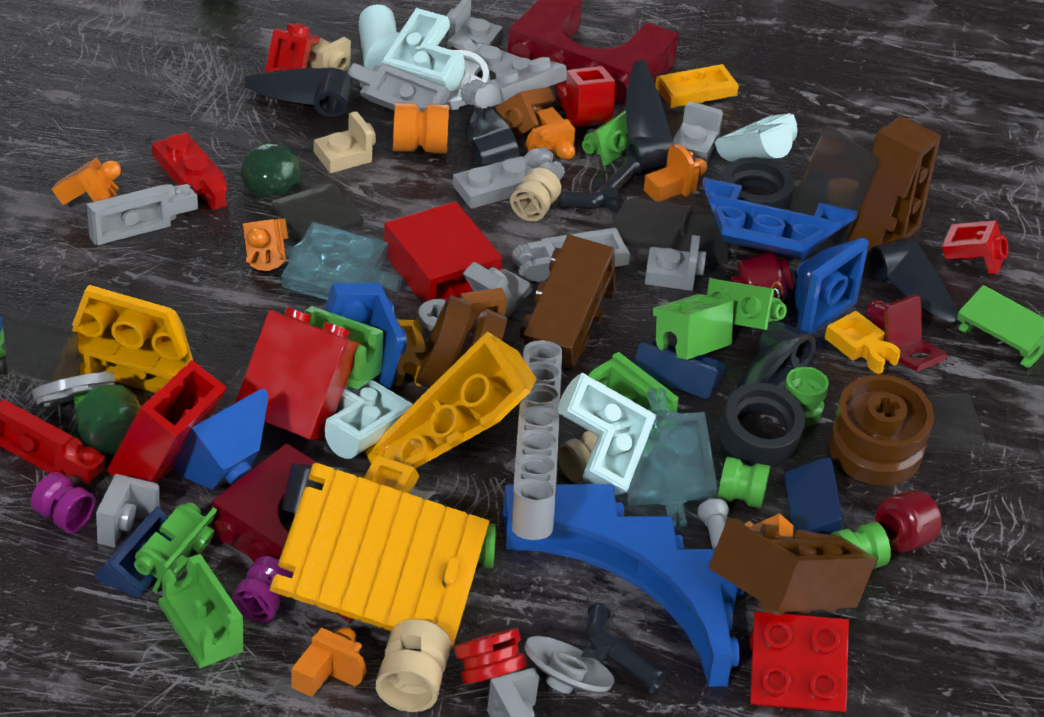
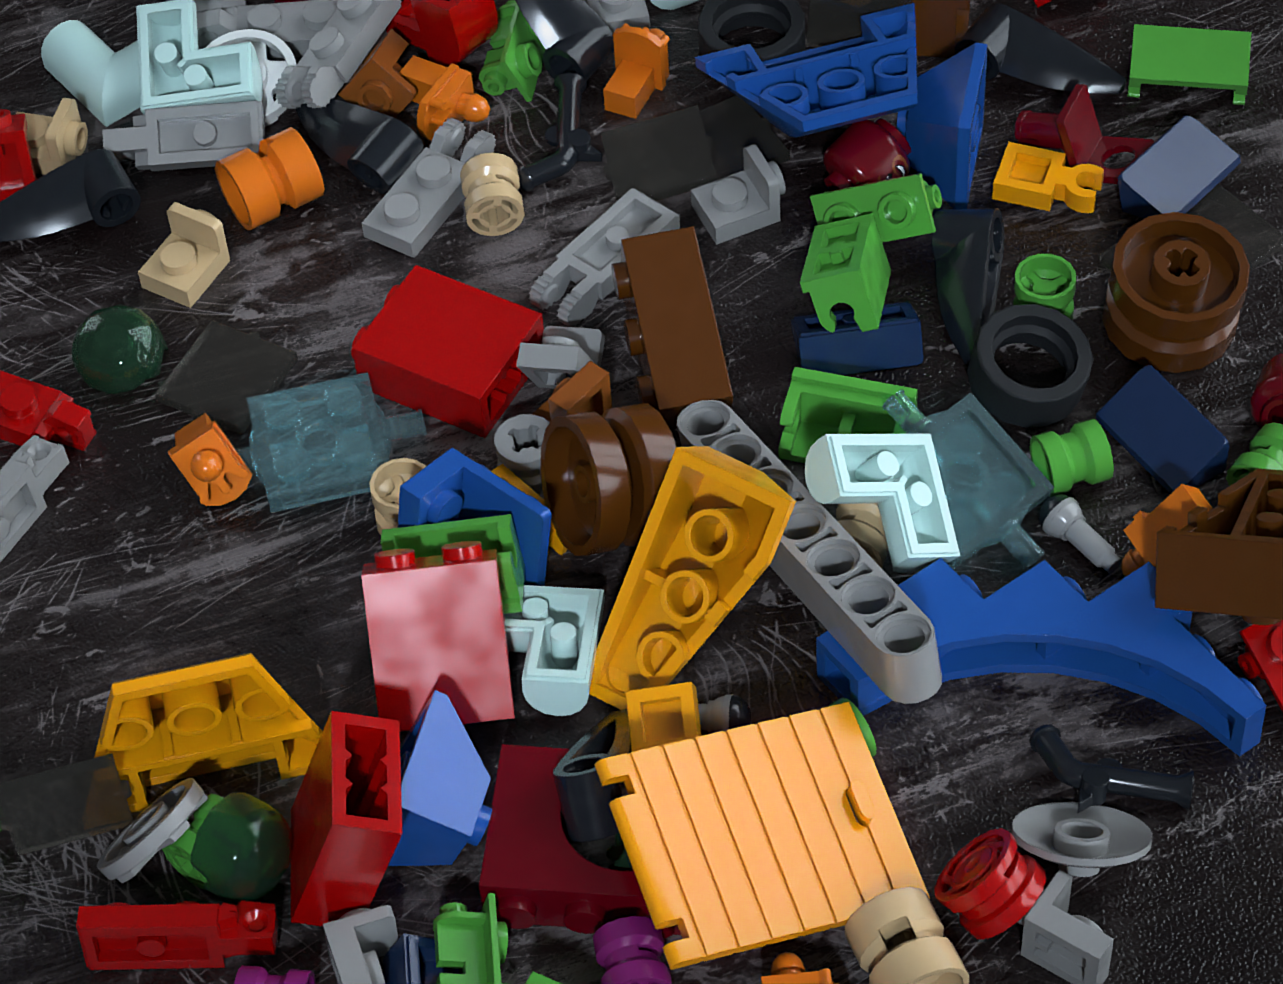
camera: 25 degrees left, 10 degrees up
(947, 373) = (1176, 170): none -> slope

